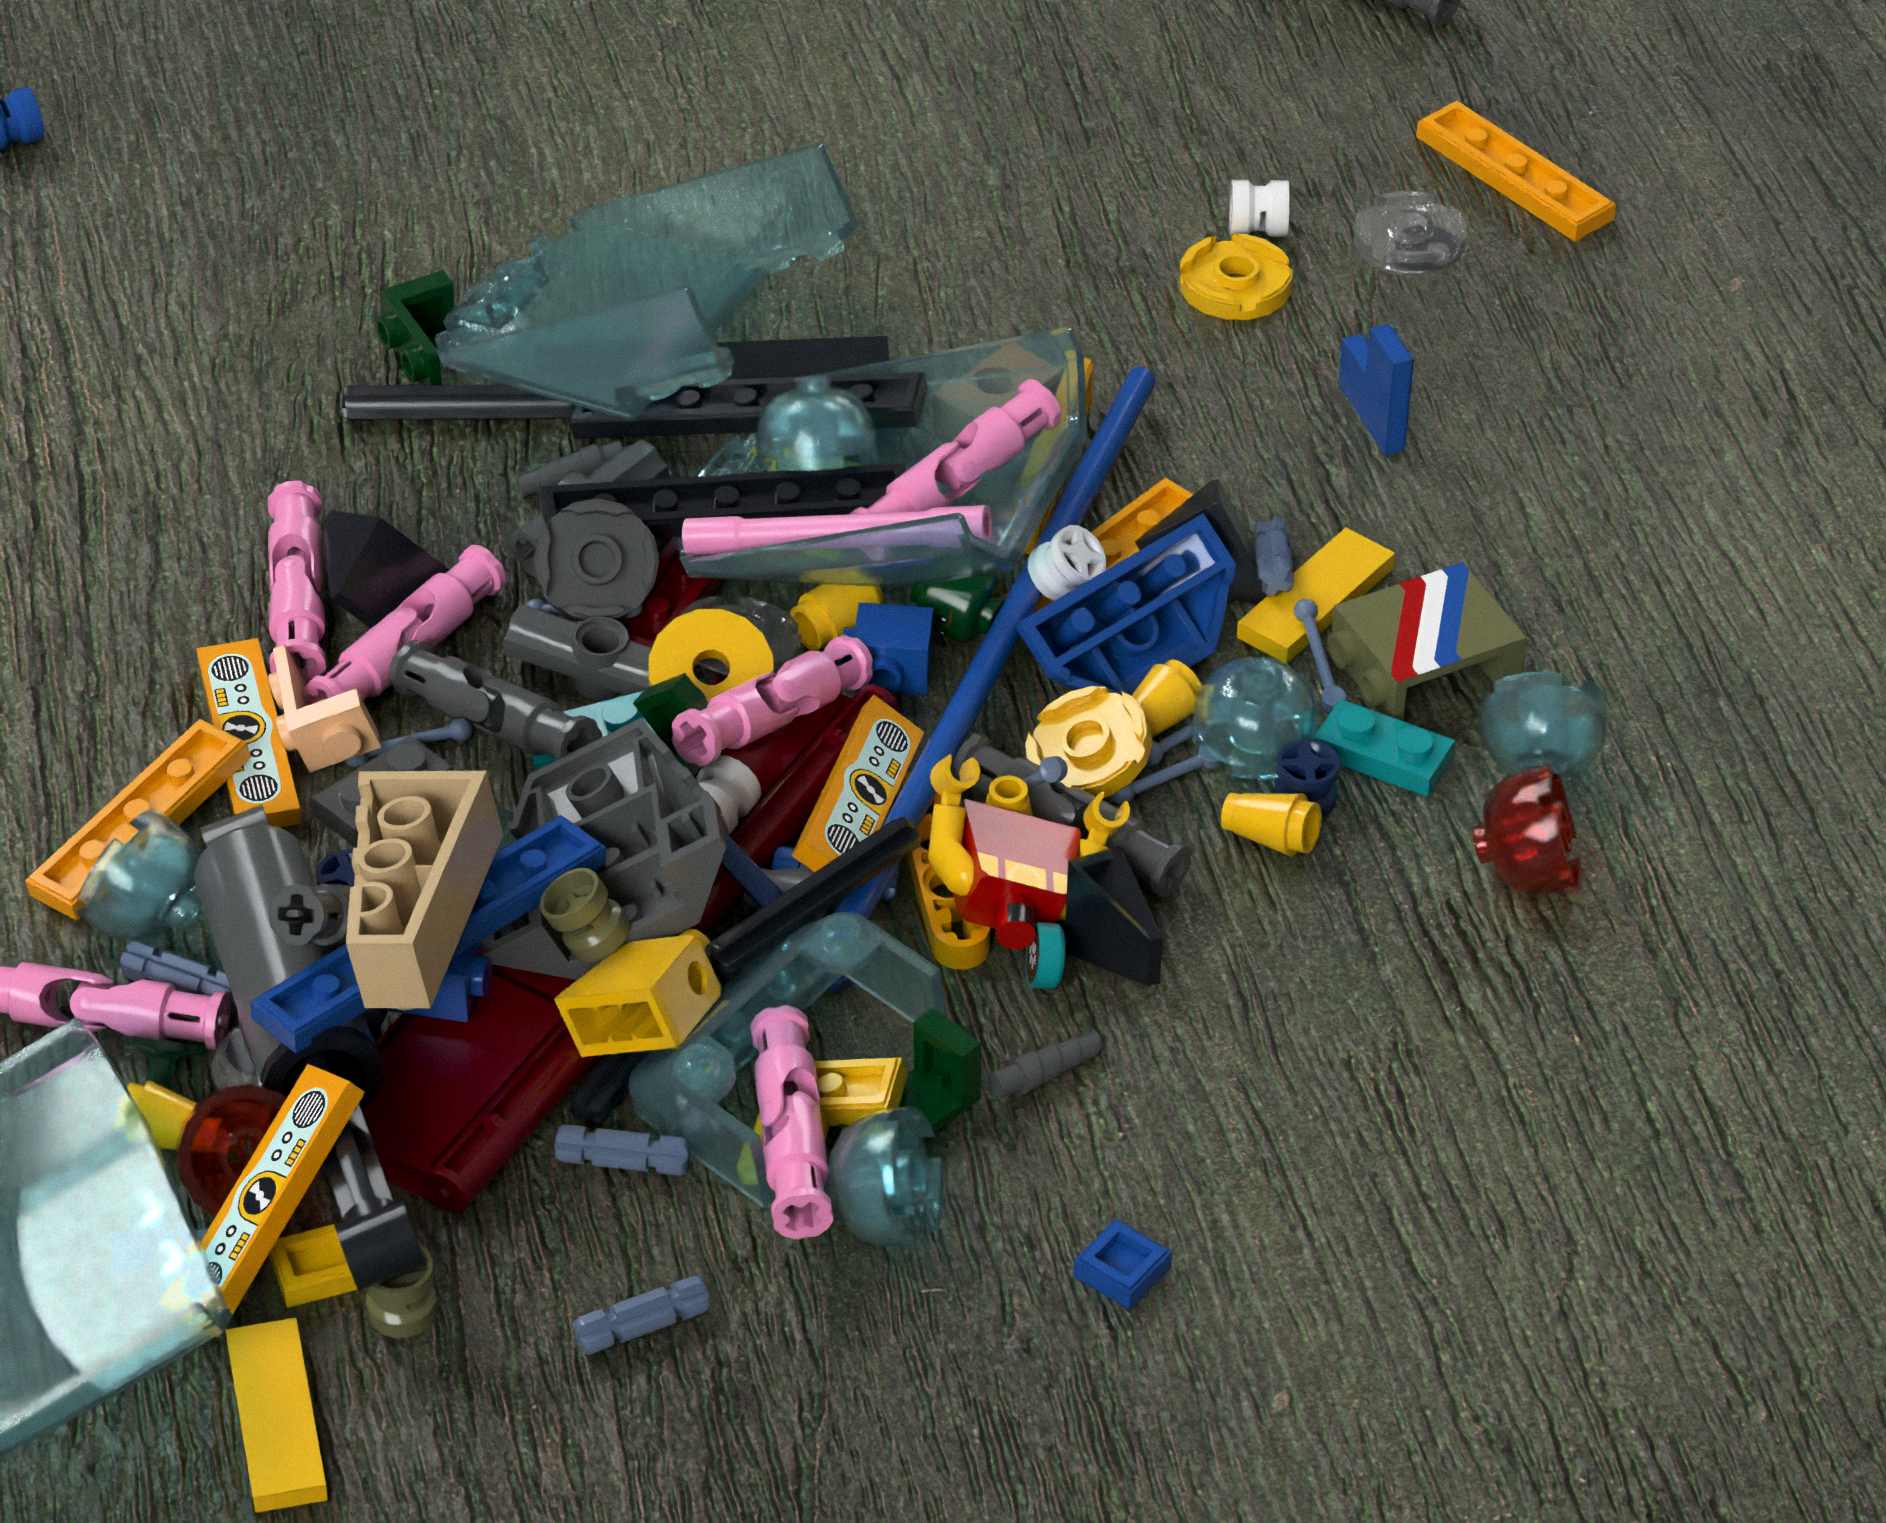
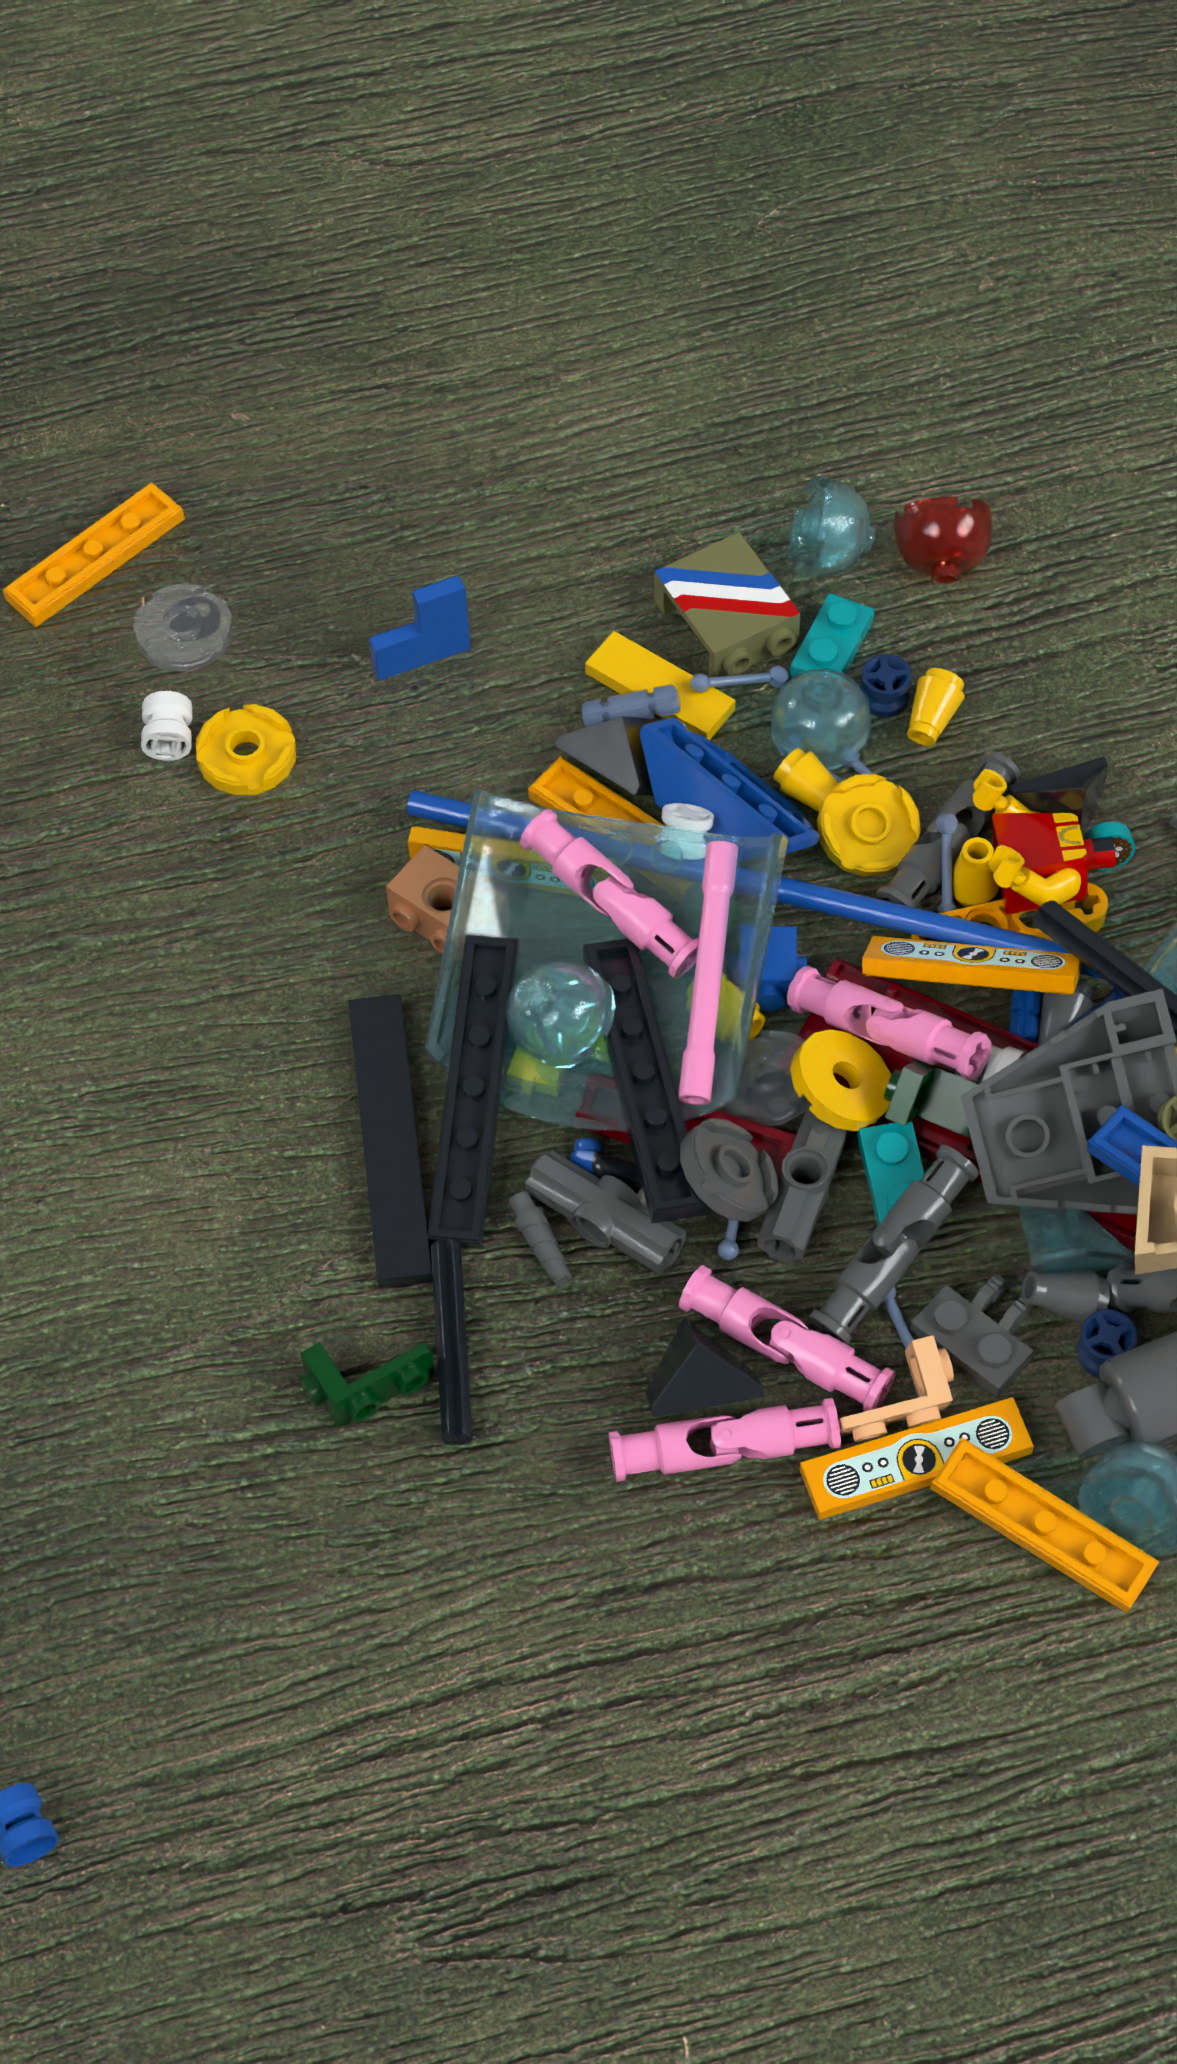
camera: 90 degrees left, 15 degrees up
(644, 283) = (324, 1227): clear light blue windscreen -> none

